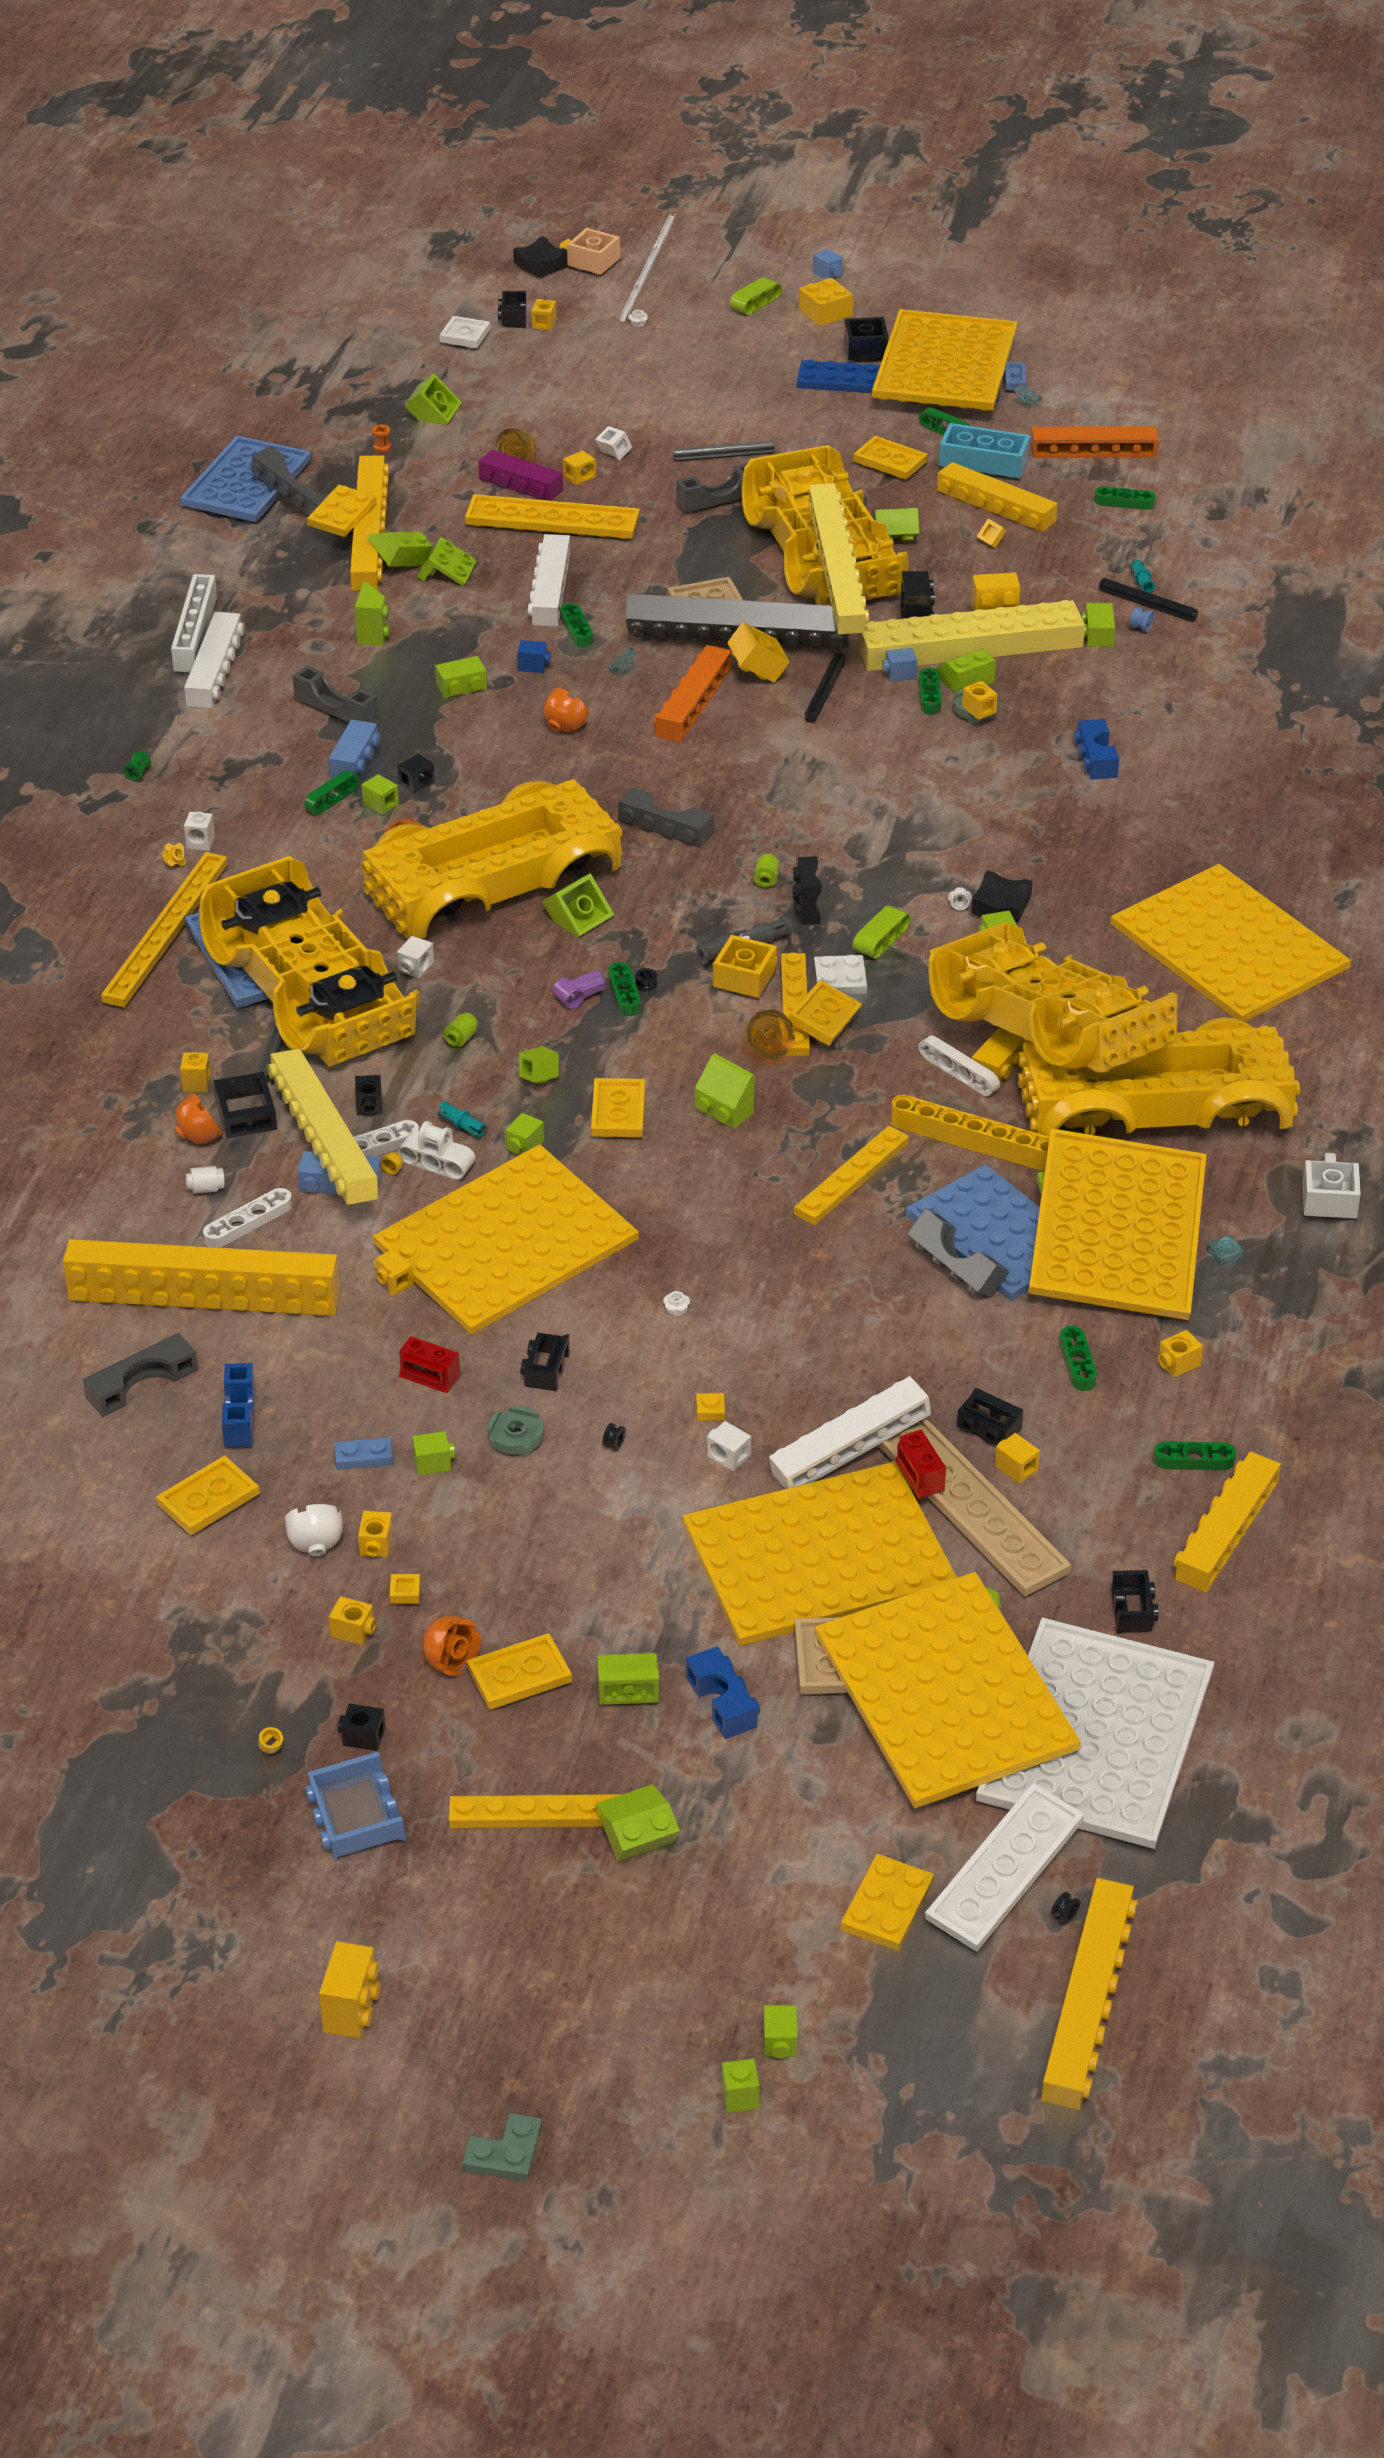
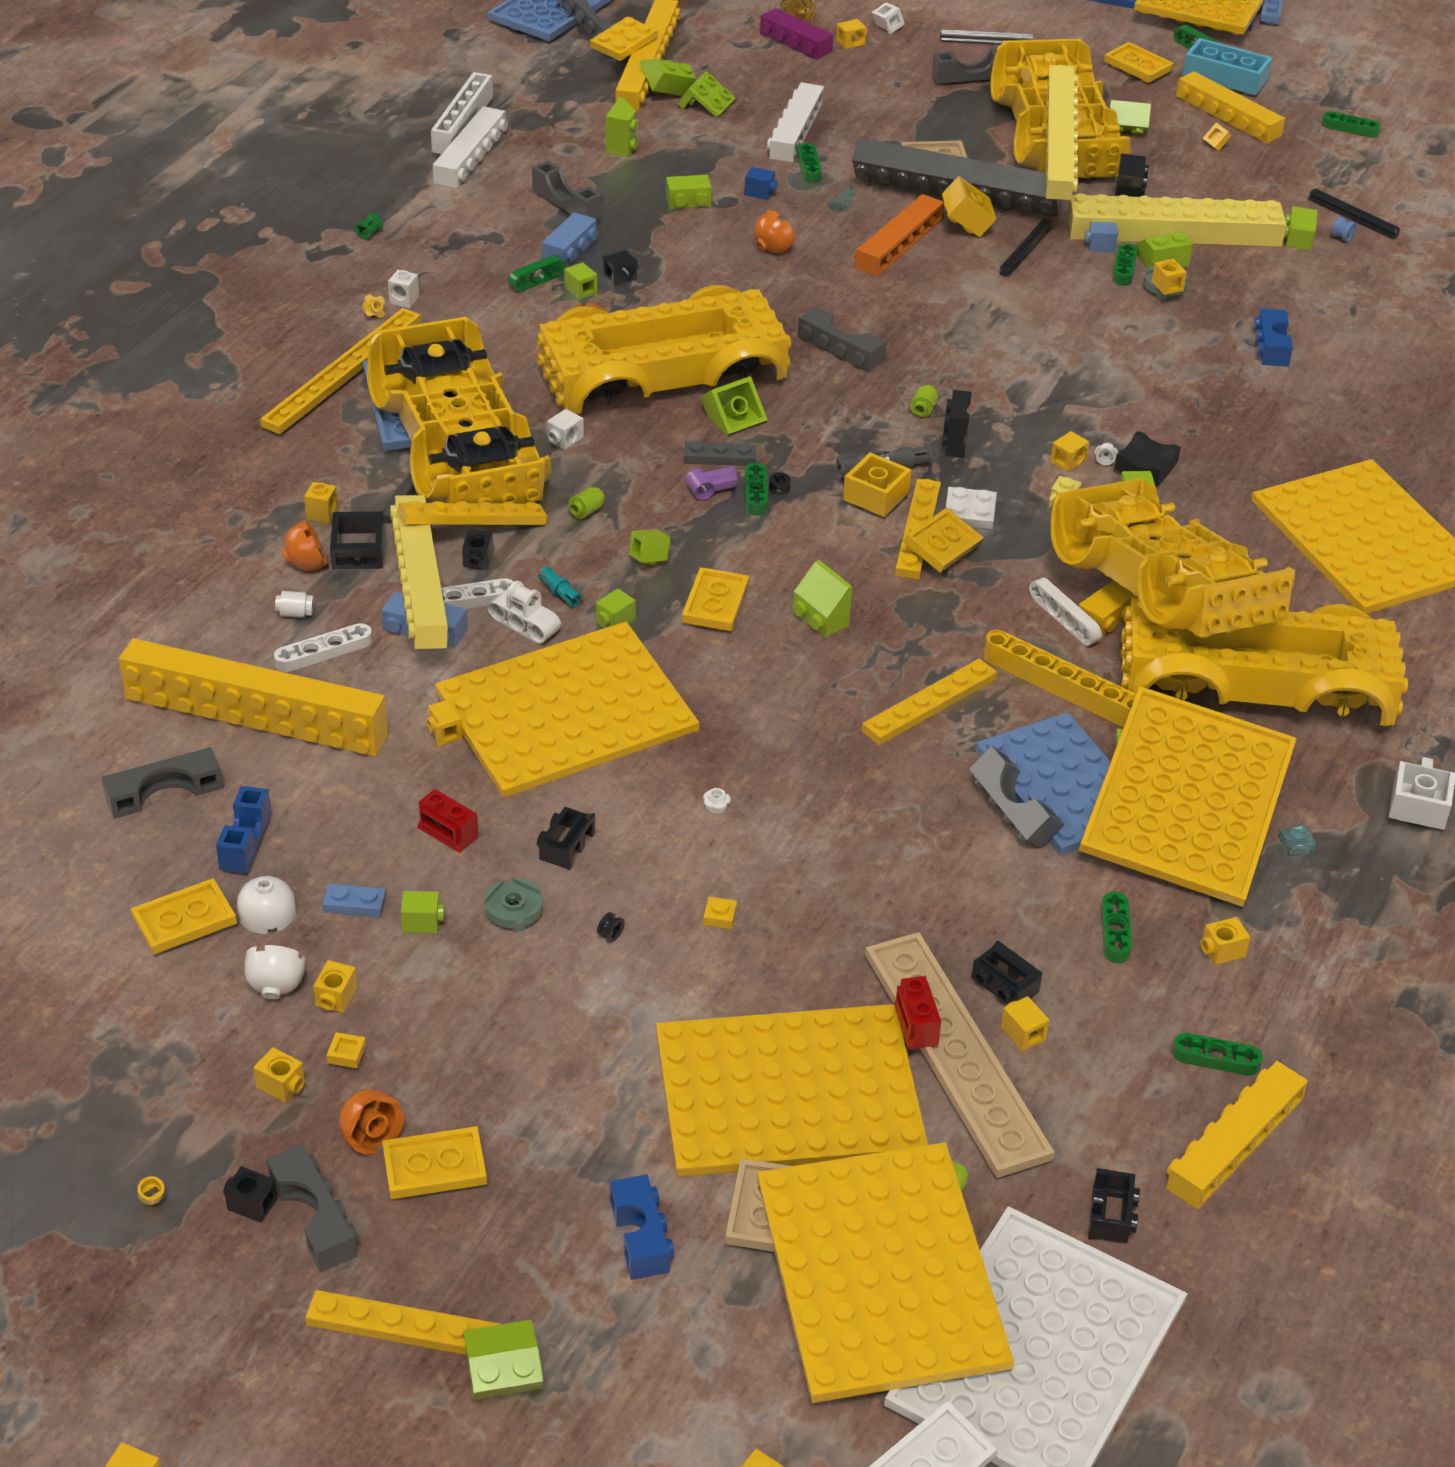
camera: 10 degrees right, 0 degrees up
(282, 1471) = (266, 904): none -> white cylinder
(354, 1059) = (472, 513): none -> yellow plate
(354, 1805) = (211, 1281): window -> none
(392, 1163) = (479, 617): yellow hinge -> none
(447, 1750) = (328, 1235): none -> dark grey arch
(552, 516) = (815, 70): yellow plate -> none
(577, 957) = (719, 453): none -> dark grey plate
(628, 1678) = (545, 1192): lime bracket -> none
(728, 1445) = (725, 957): white brick -> none
(768, 1035) = (881, 552): clear yellow cylinder -> none
(850, 1434) = (853, 967): white brick -> none
(881, 932) = (1020, 473): lime beam -> none
(924, 901) = (1069, 451): none -> yellow brick
(927, 940) = (1063, 484): none -> light yellow plate
(995, 591) = (1207, 183): yellow brick -> none
(1027, 395) = (1279, 27): clear light blue plate -> none
(1094, 441) = (1332, 73): orange brick -> none
(1142, 576) = (1352, 192): teal pin -> none

